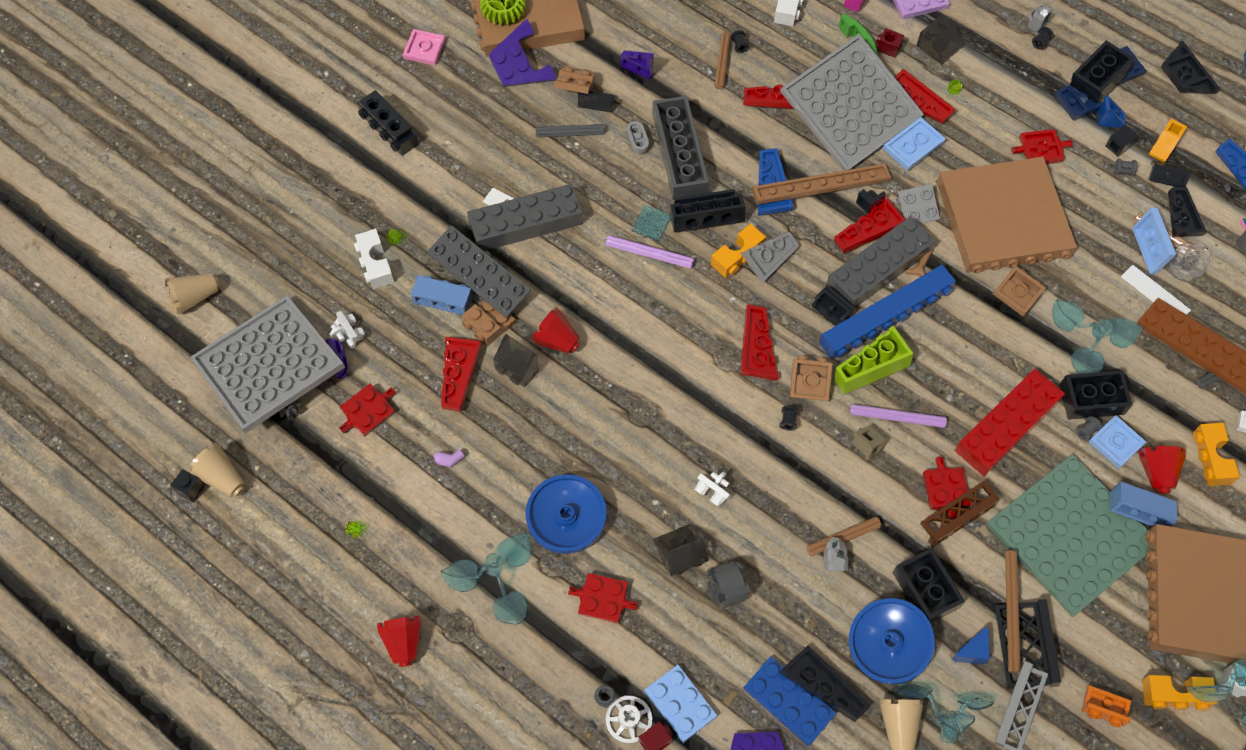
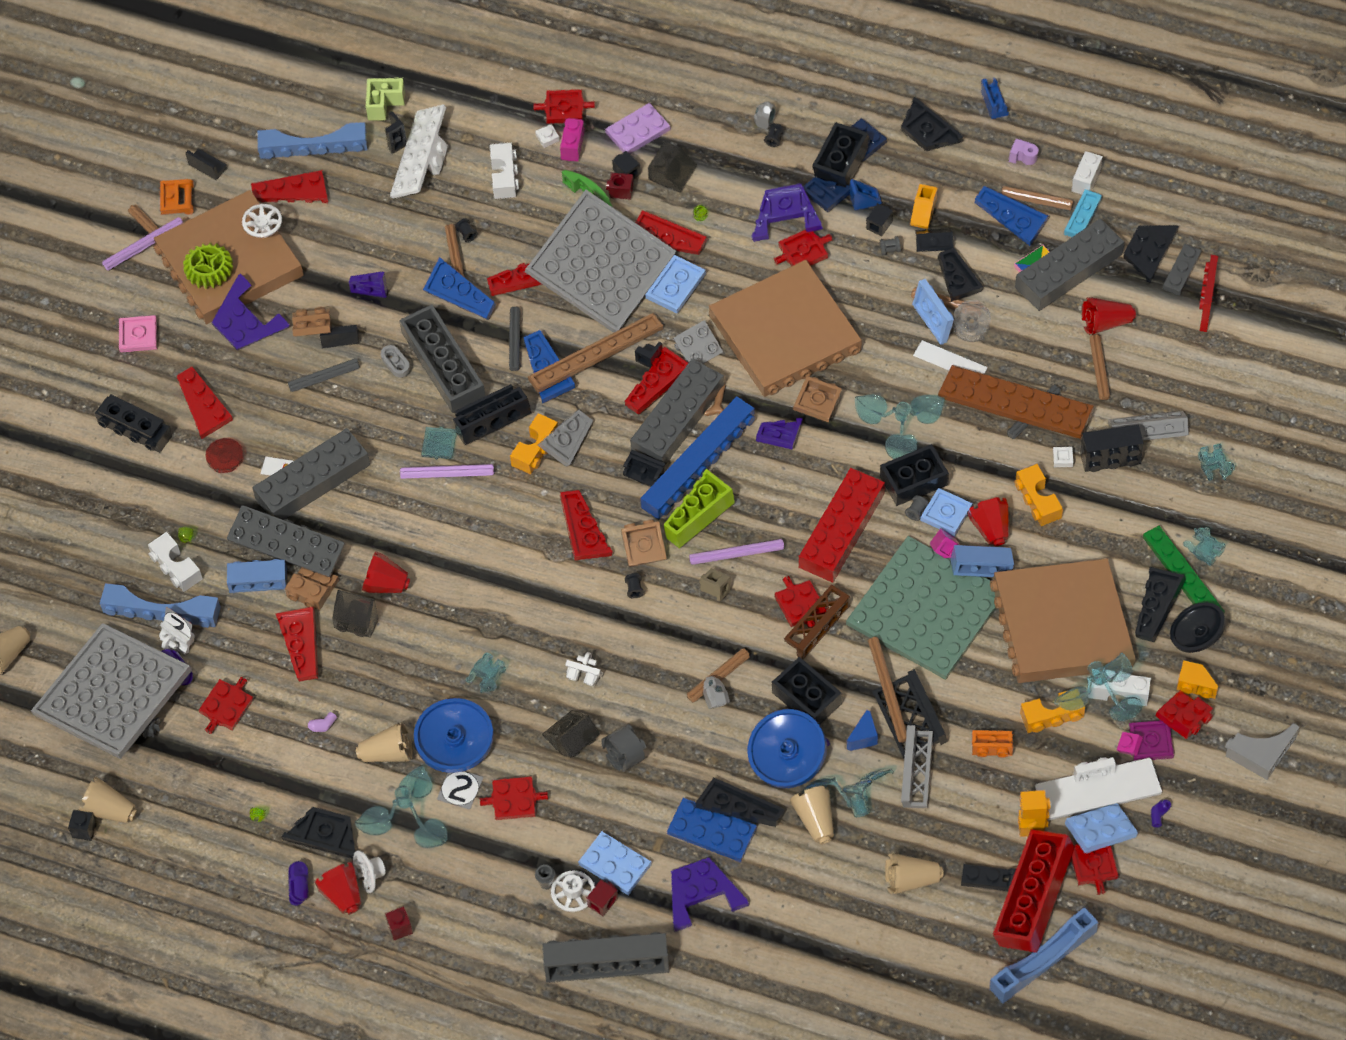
camera: 15 degrees left, 5 degrees down
(351, 317) = (178, 622): none -> sticker
(364, 615) = (298, 883): none -> dark purple arm
(376, 310) = (197, 611): none -> medium blue arch
(409, 571) = (323, 832): none -> black wing
(438, 627) = (370, 869): none -> white wheel
(443, 695) = (398, 923): none -> dark red brick
(456, 128) = (203, 404): none -> red wing
(456, 175) = (224, 455): none -> clear red tile
(499, 503) = (387, 746): none -> tan cone
(555, 570) = (460, 789): none -> sticker
(622, 460) = (487, 671): none -> clear light blue animal
(713, 90) = (457, 290): none -> blue wing
(751, 149) = (514, 339): none -> dark grey axle
(901, 24) = (626, 164): none -> black brick
(972, 312) = (779, 433): none -> dark purple wing
(1035, 101) = (782, 205): none -> dark purple wing
(1107, 474) = (943, 543): none -> dark pink panel

